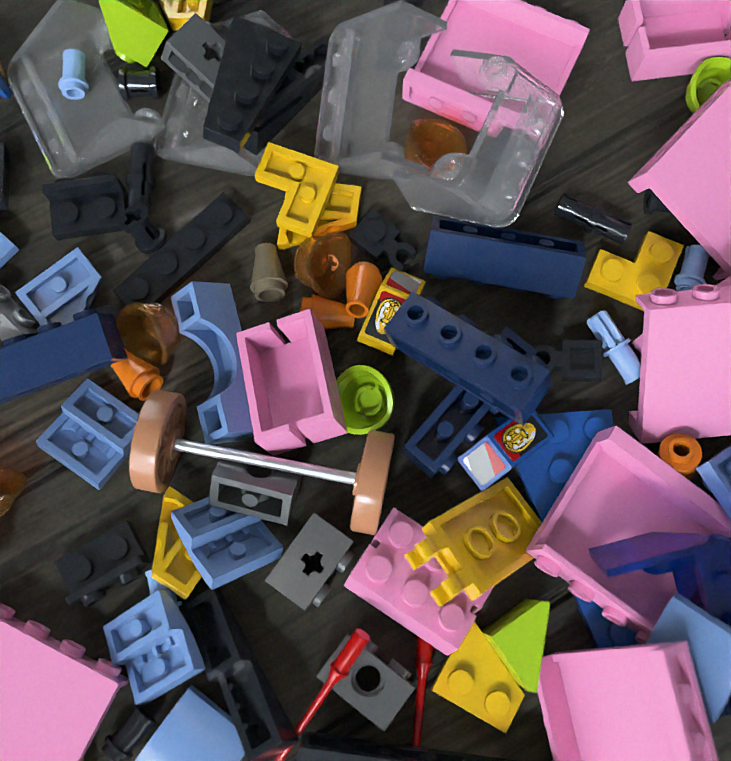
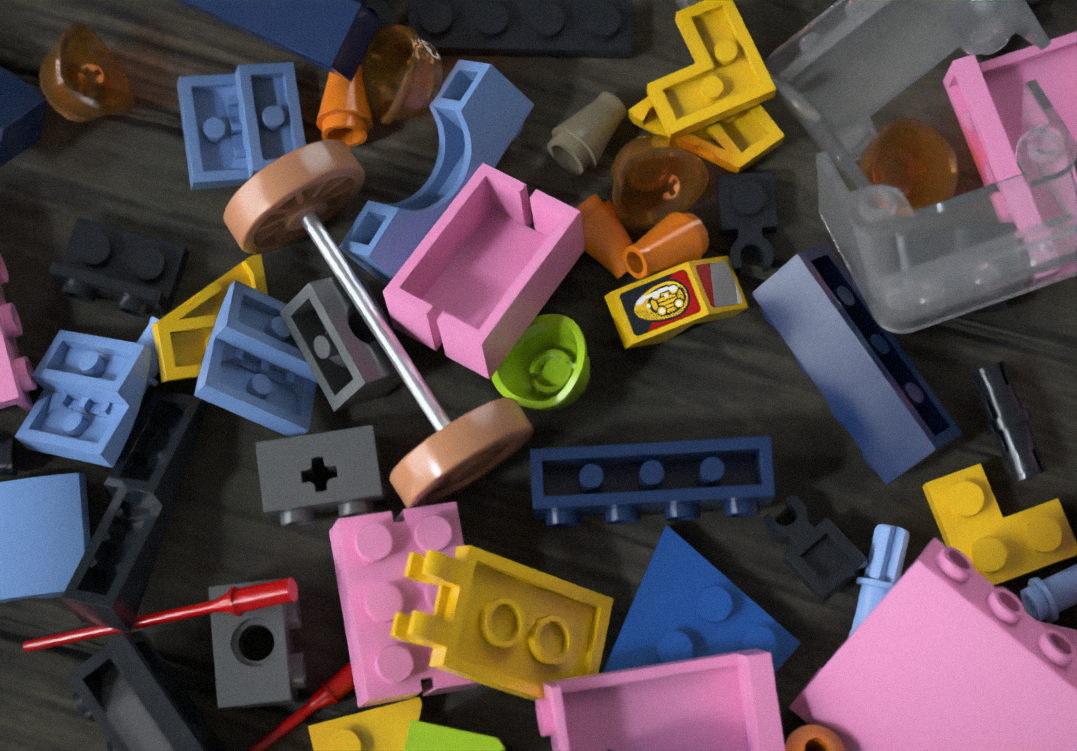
camera: 50 degrees right, 0 degrees up
(469, 357) = (689, 424): dark blue brick -> none
(504, 449) = (639, 561): slope -> none

